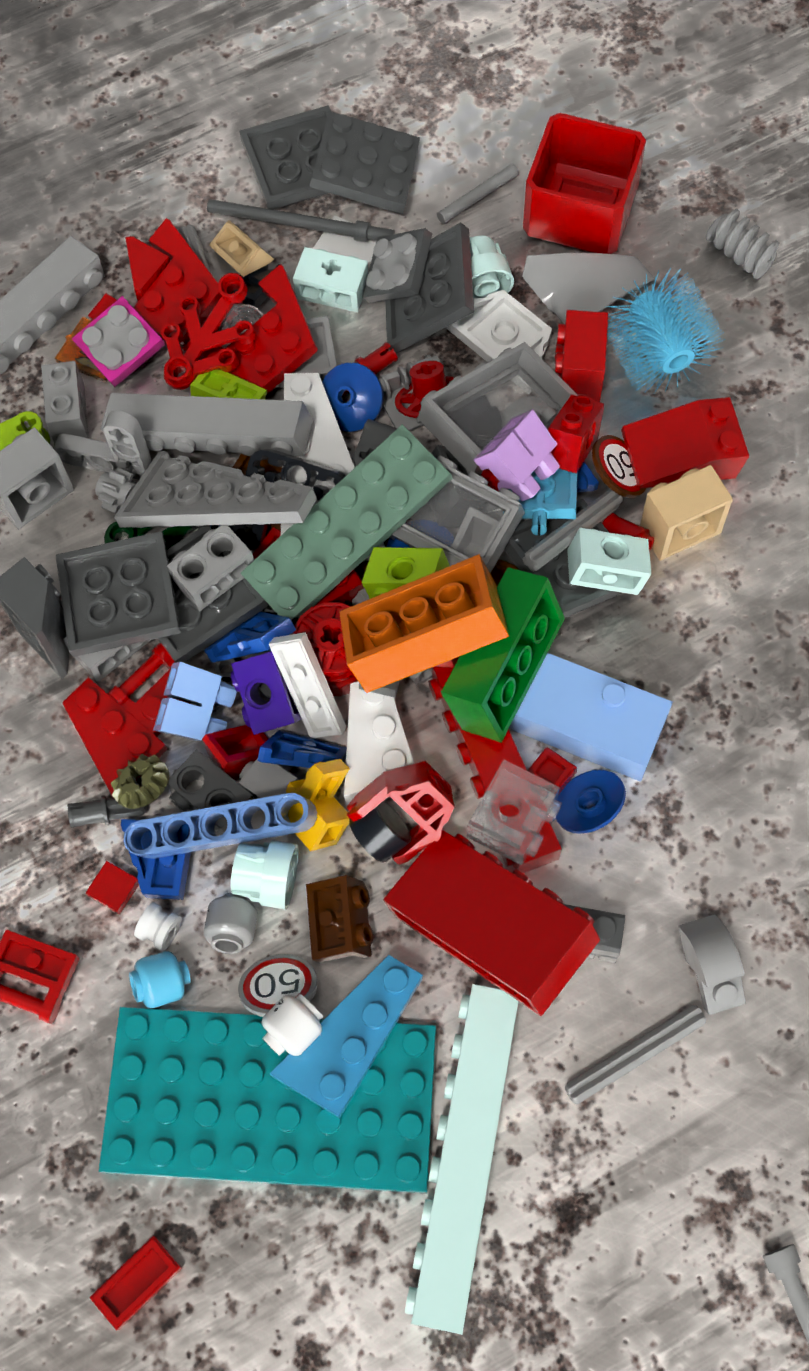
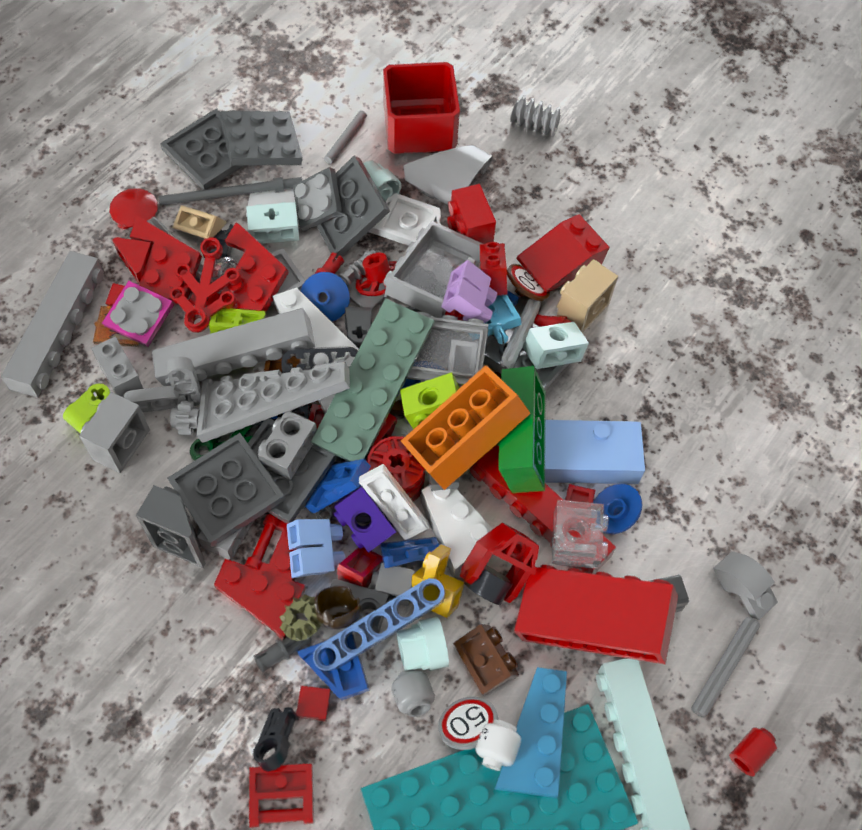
camera: 30 degrees left, 5 degrees down
(48, 908) = (275, 735): none -> black piece
(158, 926) = (361, 717): white wheel -> none
(159, 979) = (380, 755): medium azure head -> none
(175, 200) = (132, 204): none -> red dish
(178, 784) = (337, 607): none -> dark brown hair
(615, 1171) = (754, 751): none -> red brick
(662, 331) = (517, 186): medium azure piece -> none

